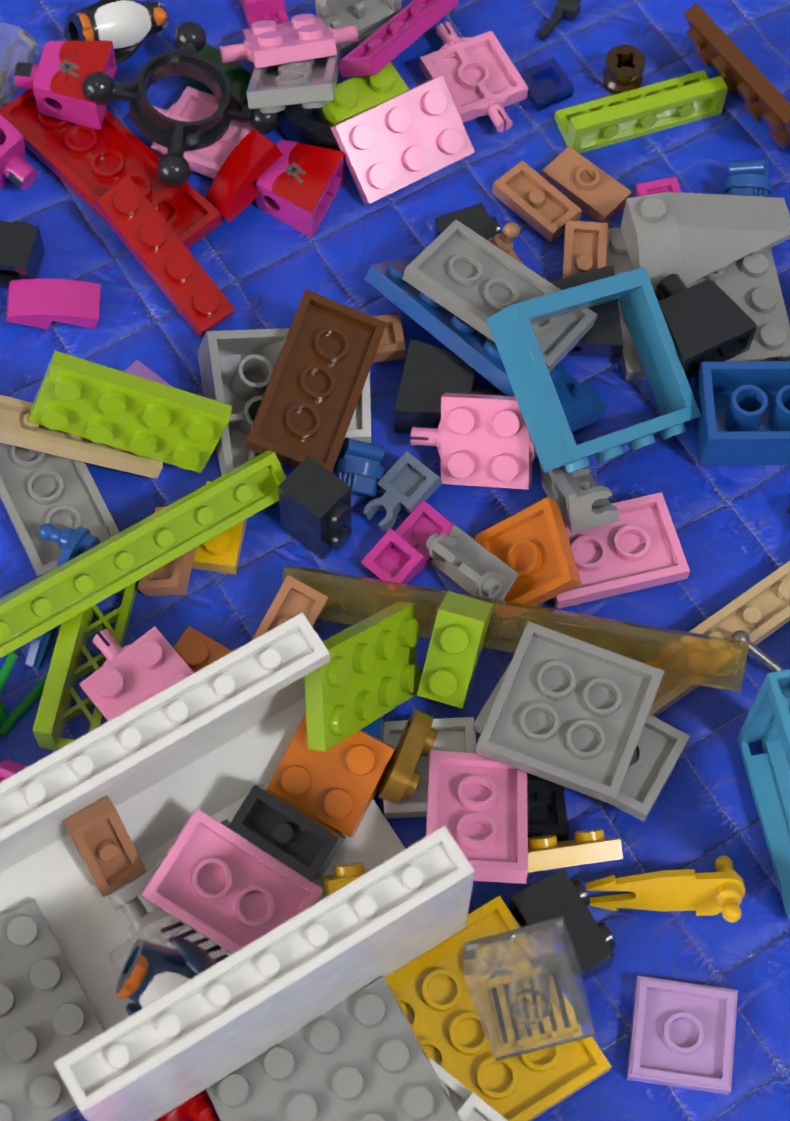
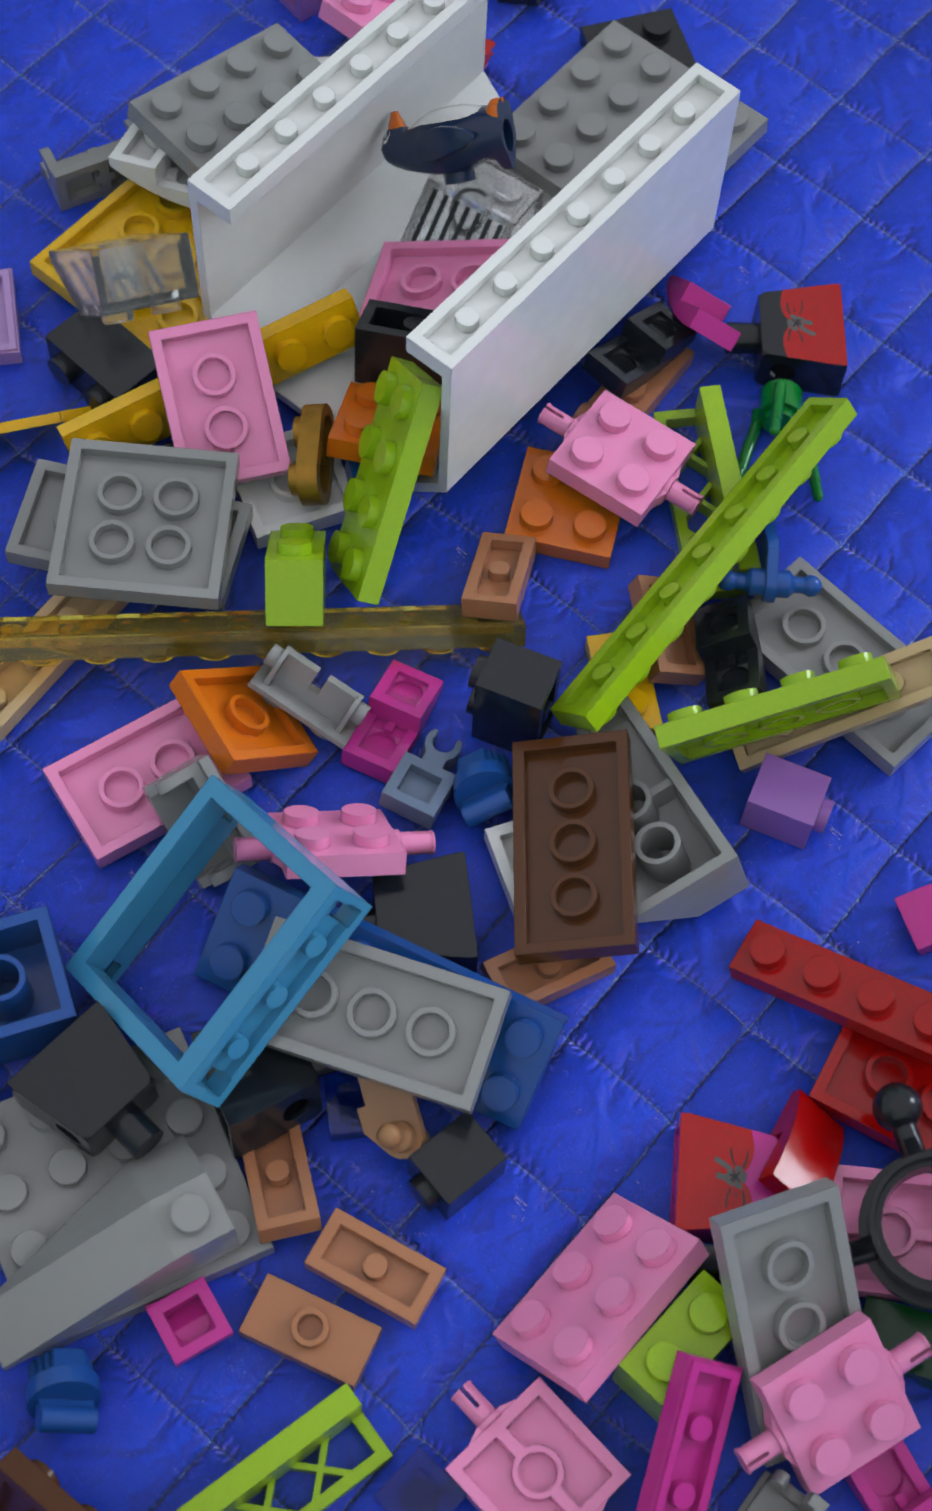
camera: 160 degrees right, 0 degrees up
(133, 495) = (729, 648): none -> black slope

